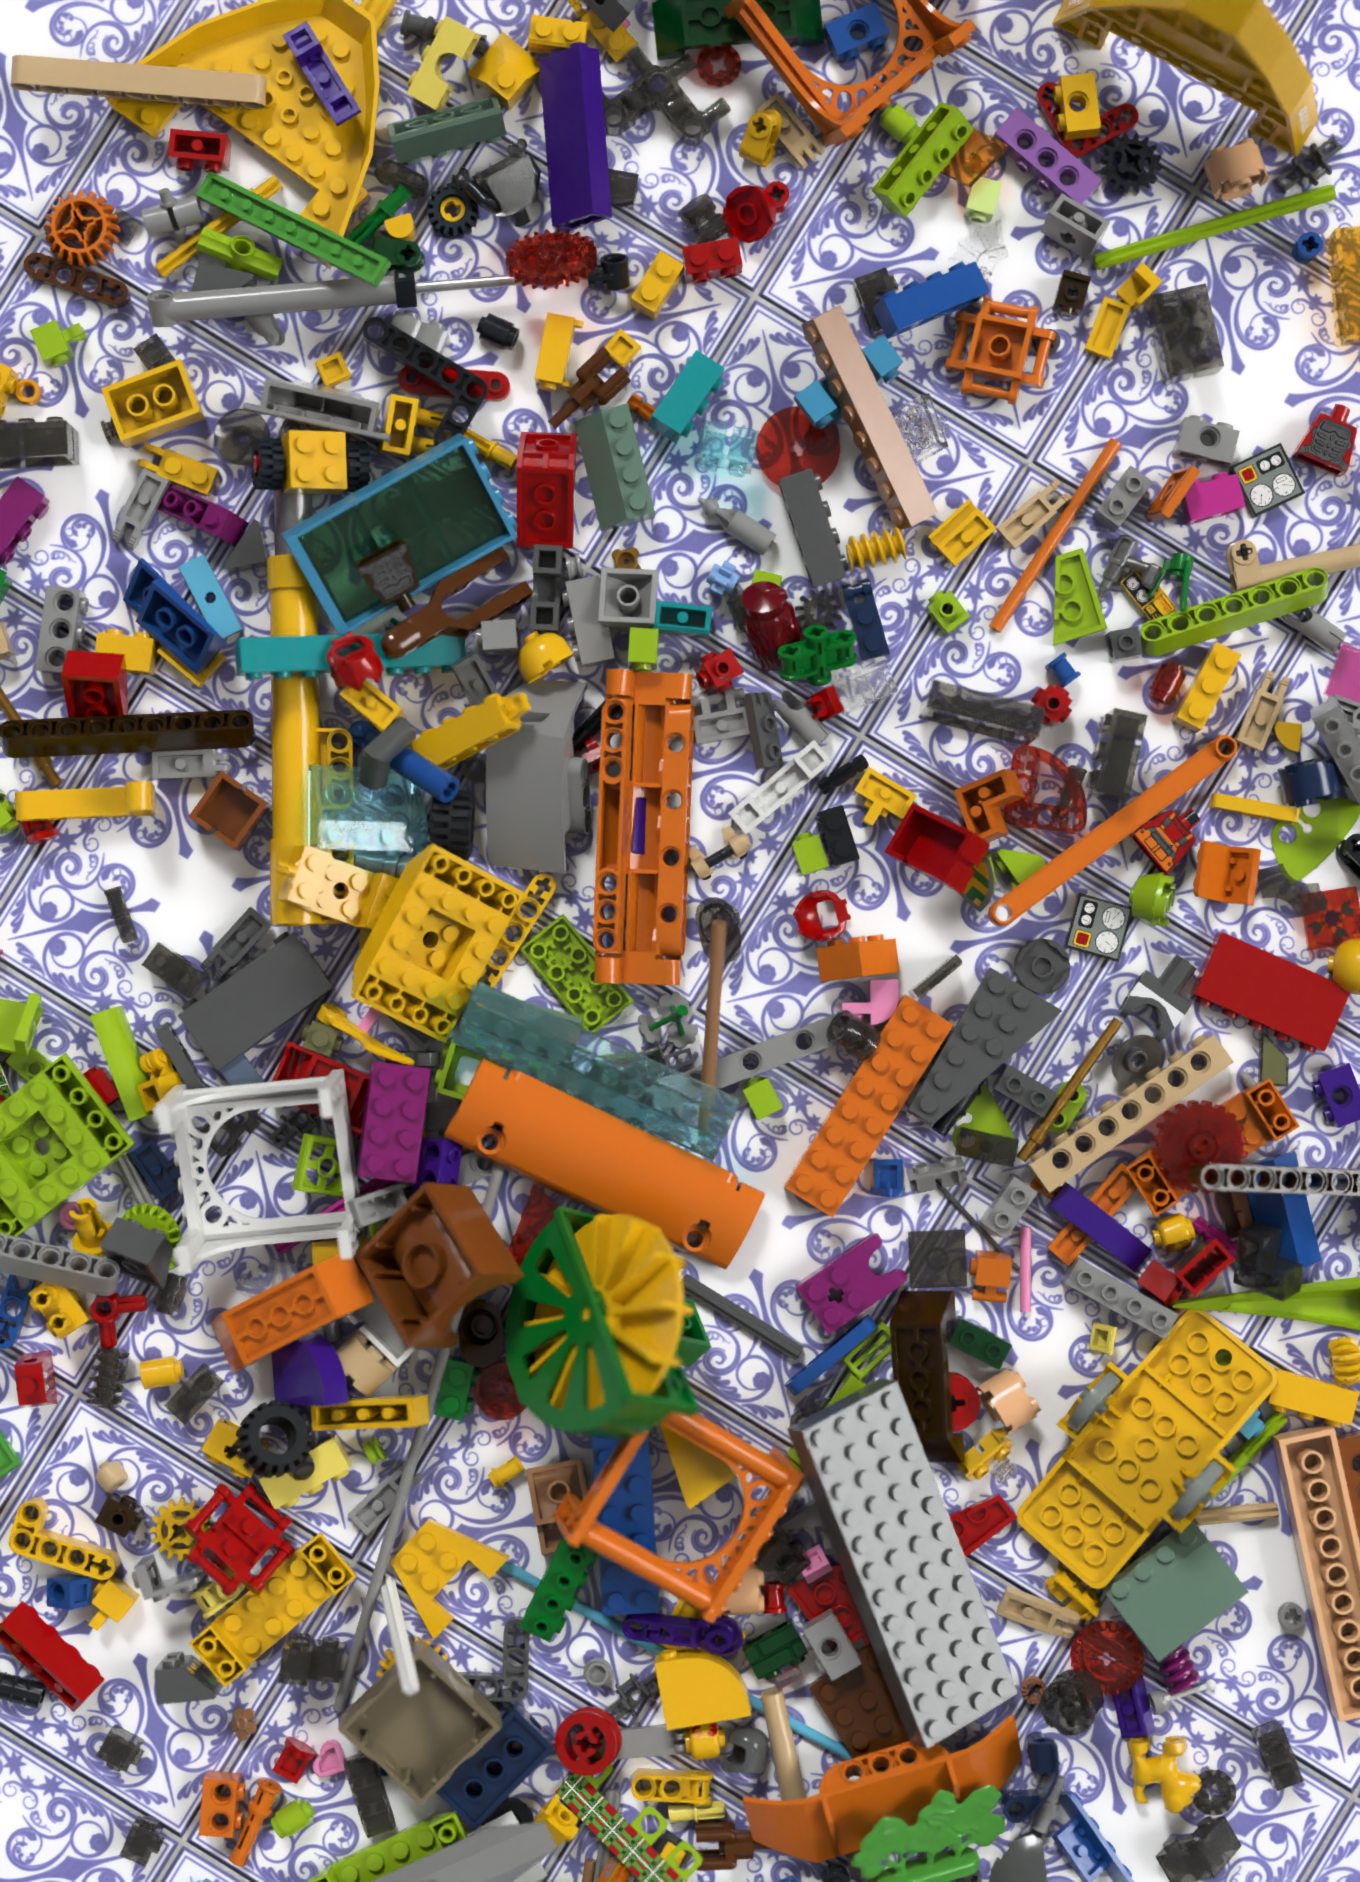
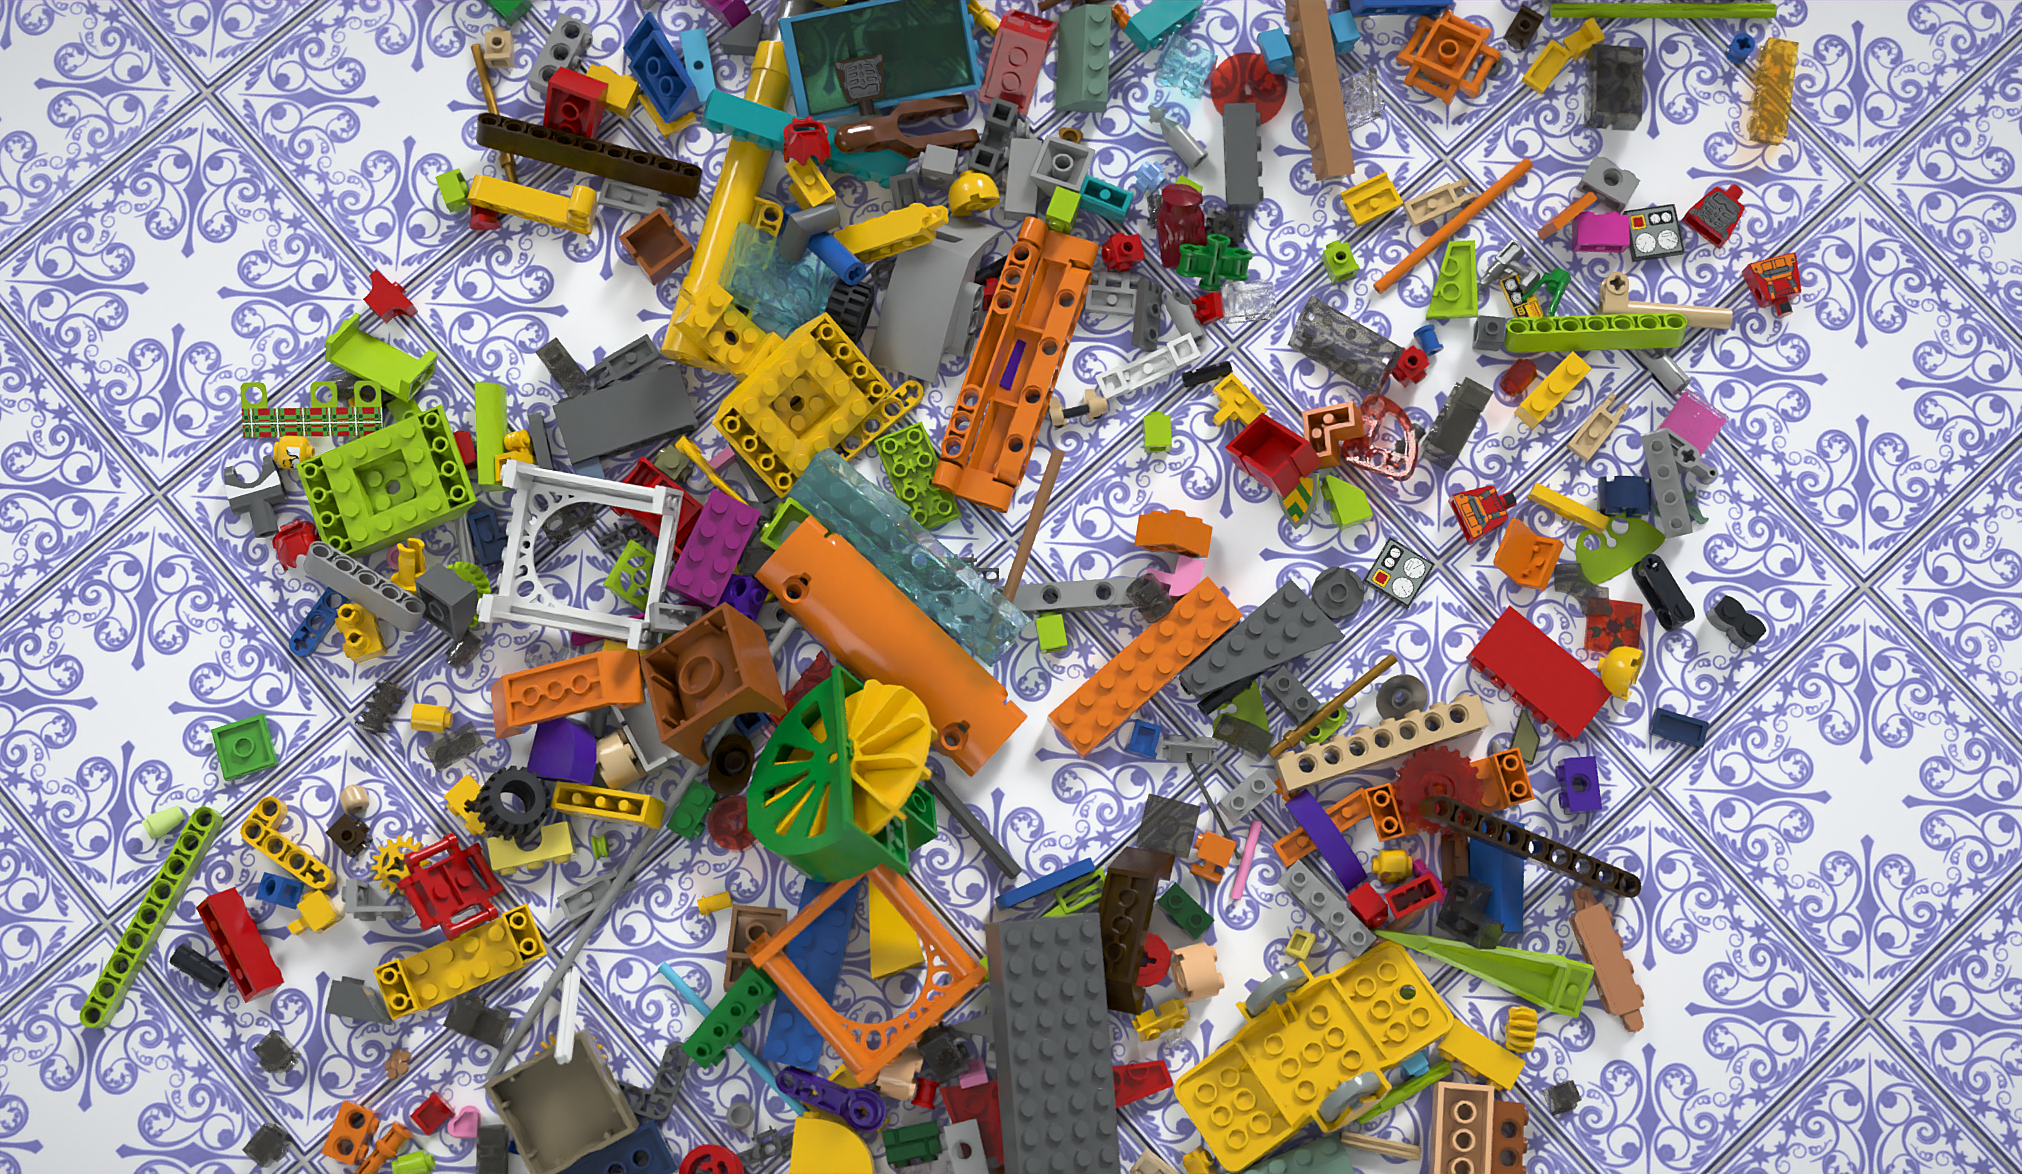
camera: 15 degrees right, 10 degrees down
(35, 1380) = (316, 692): red torso -> none
(107, 1319) = (413, 647): red axle -> none
(121, 914) = (531, 309): clear smoke axle -> none
(212, 1599) = (410, 937): light yellow piece -> none
(432, 1560) = (618, 966): yellow wing -> none
(673, 1011) = (992, 534): light grey plant -> none
(718, 909) = (1067, 473): clear smoke piece -> none
(809, 920) = (1139, 487): red helmet -> none
(837, 836) = (1186, 423): black brick -> none
(858, 1284) = (1088, 823): magenta brick -> none
(865, 621) = (1265, 248): dark blue plate -> none
(875, 548) = (1291, 189): yellow piece -> none
(936, 976) = (1239, 569): clear smoke tile -> none
(1112, 830) = (1434, 488): orange piece -> none
(1122, 498) = (1521, 209): light grey brick -> none
(1153, 898) = (1455, 558): lime cone -> none
(1161, 995) = (1440, 648): dark grey connector -> none
(1288, 735) = (1615, 454): yellow tile -> none

